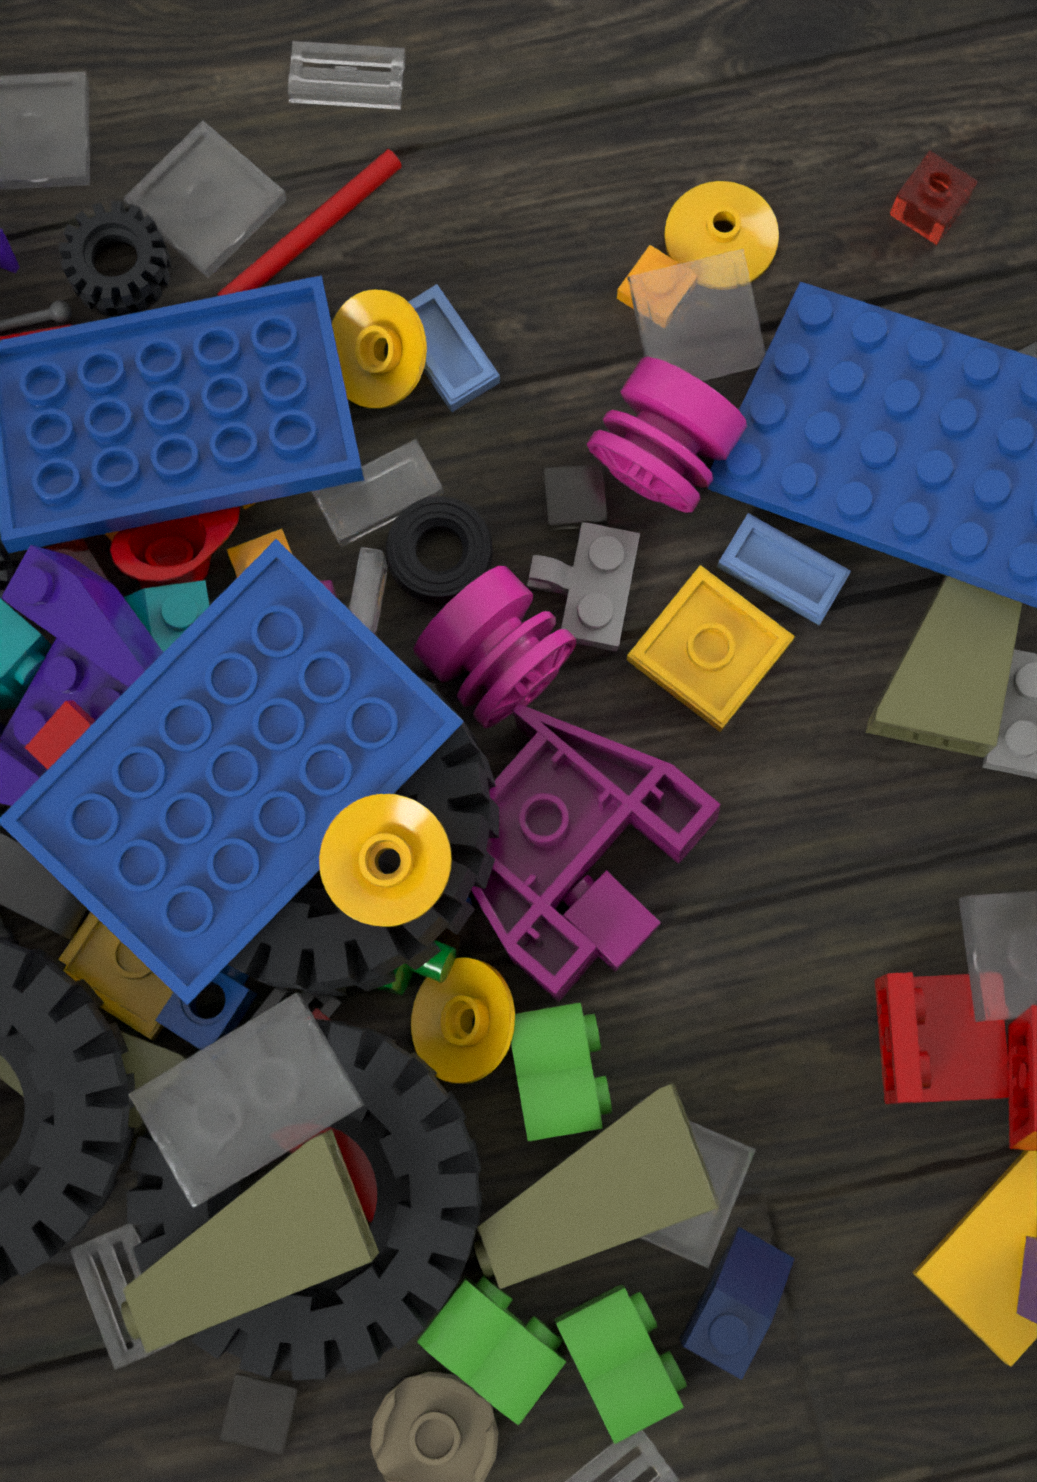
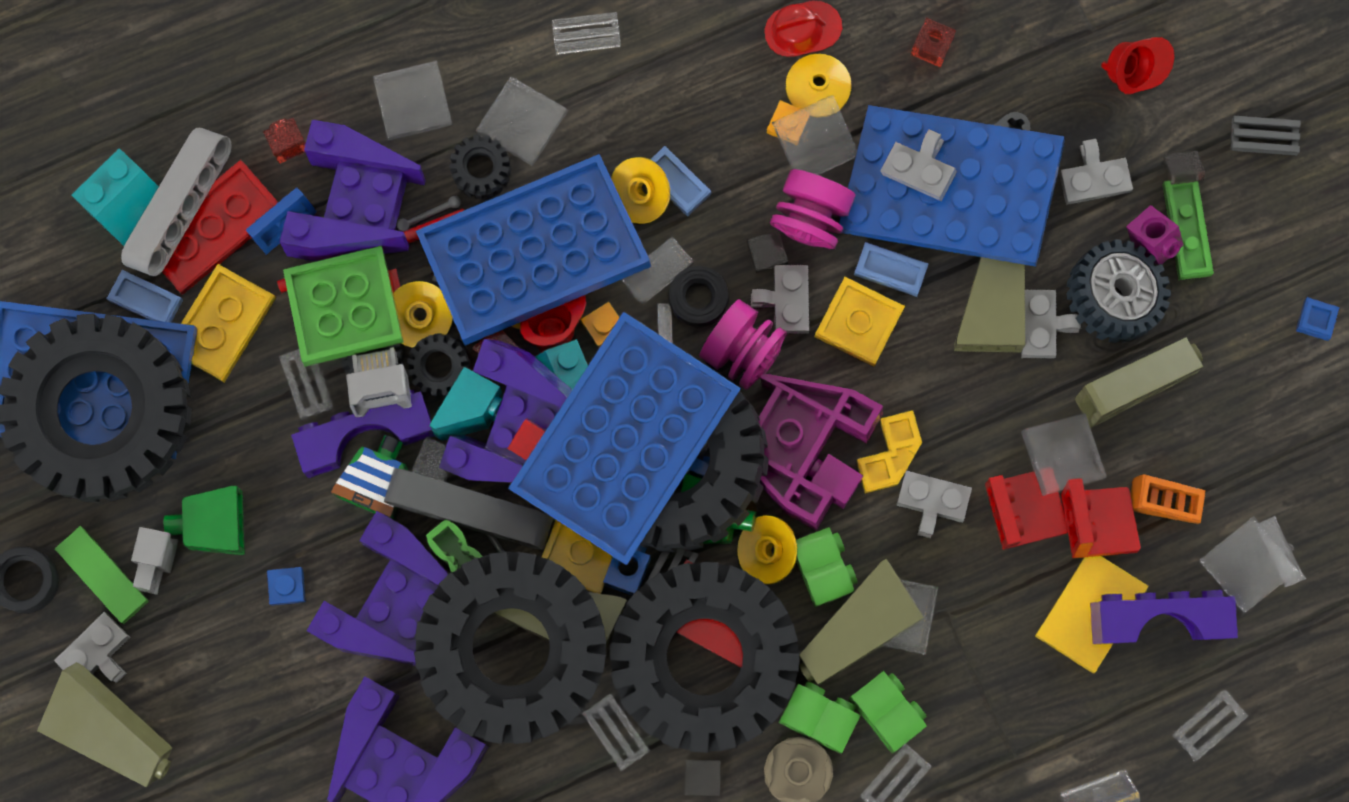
camera: 10 degrees left, 0 degrees up
(246, 1099) = (665, 610): clear tile -> none
(265, 1245) = (692, 681): olive slope -> none
(315, 224) = (587, 125): red bar -> none
(352, 855) = (702, 455): yellow dish -> none
(711, 914) = (902, 442): none -> yellow tile
(714, 135) = (803, 28): none -> red piece
(738, 1303) = (944, 669): dark blue slope -> none
(779, 988) = (934, 499): none -> light grey plate
(870, 400) = (920, 169): none -> light grey plate

